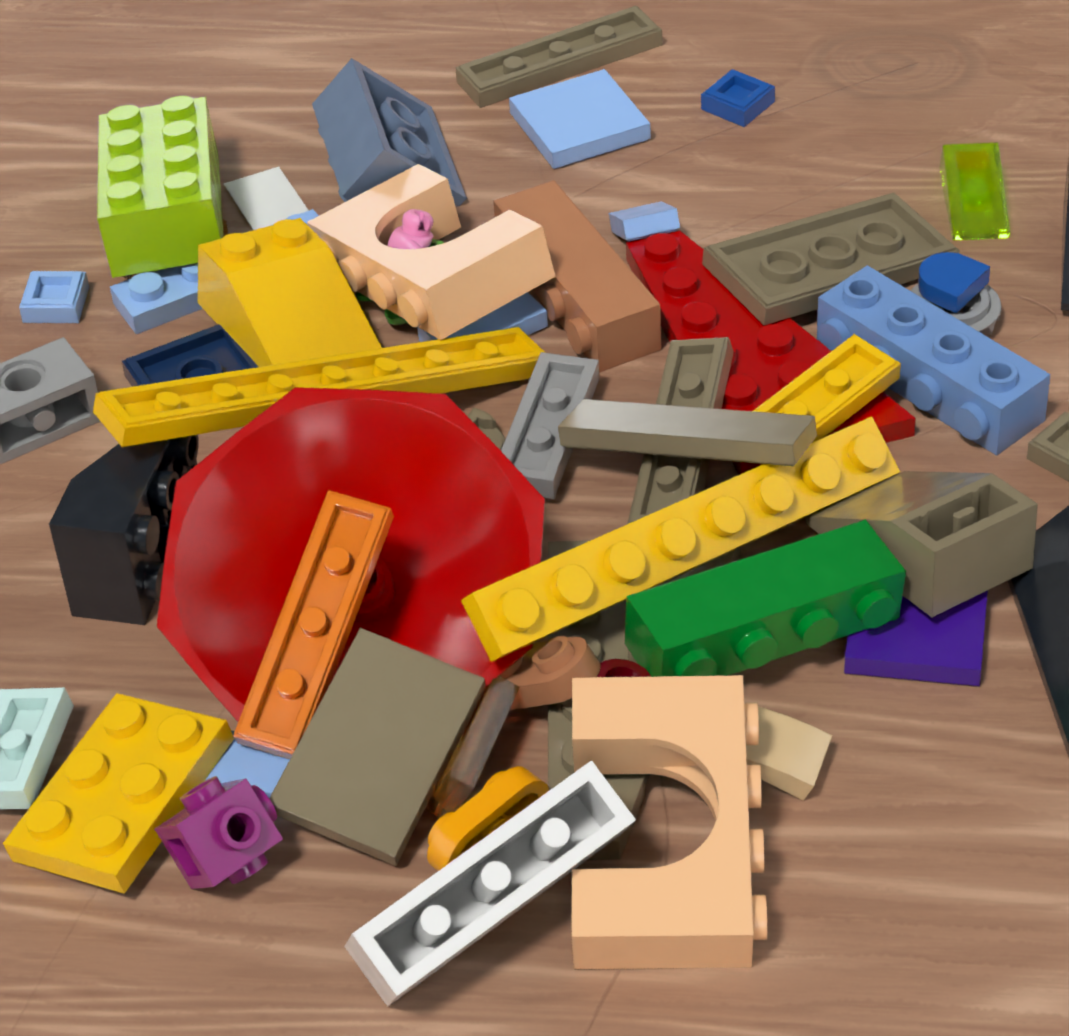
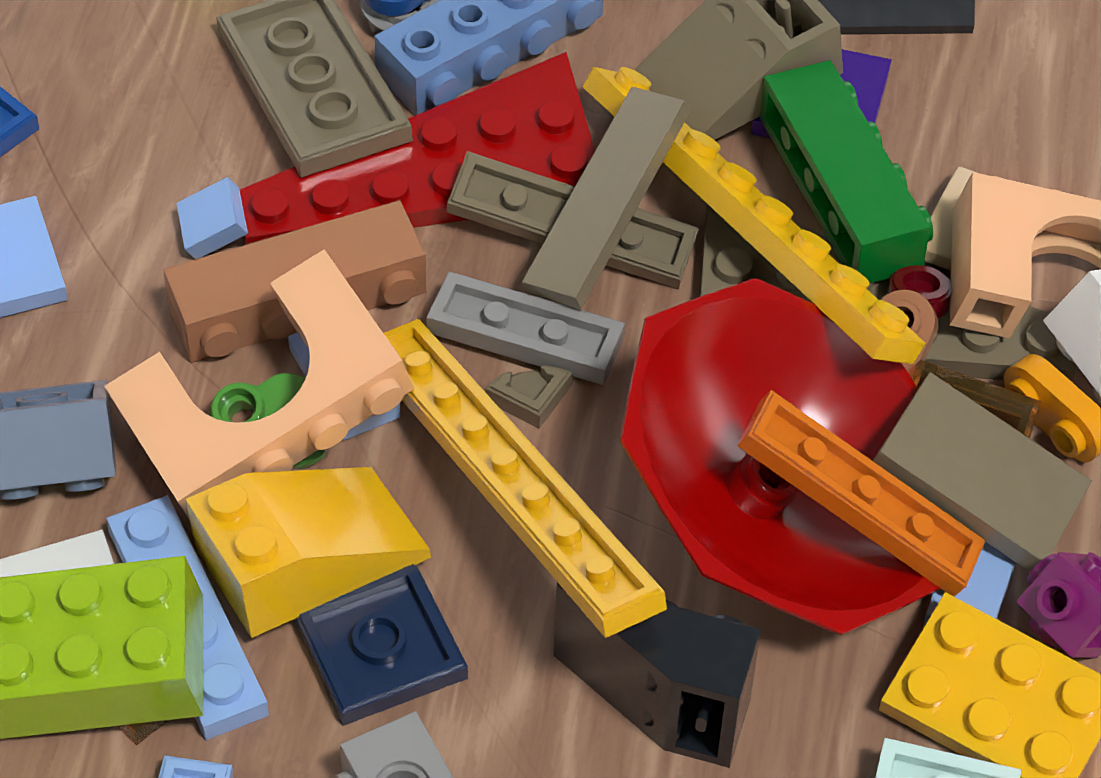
camera: 90 degrees left, 10 degrees up
(414, 231) = (231, 405): bright pink arm -> none
(836, 385) = (548, 98): yellow tile -> none

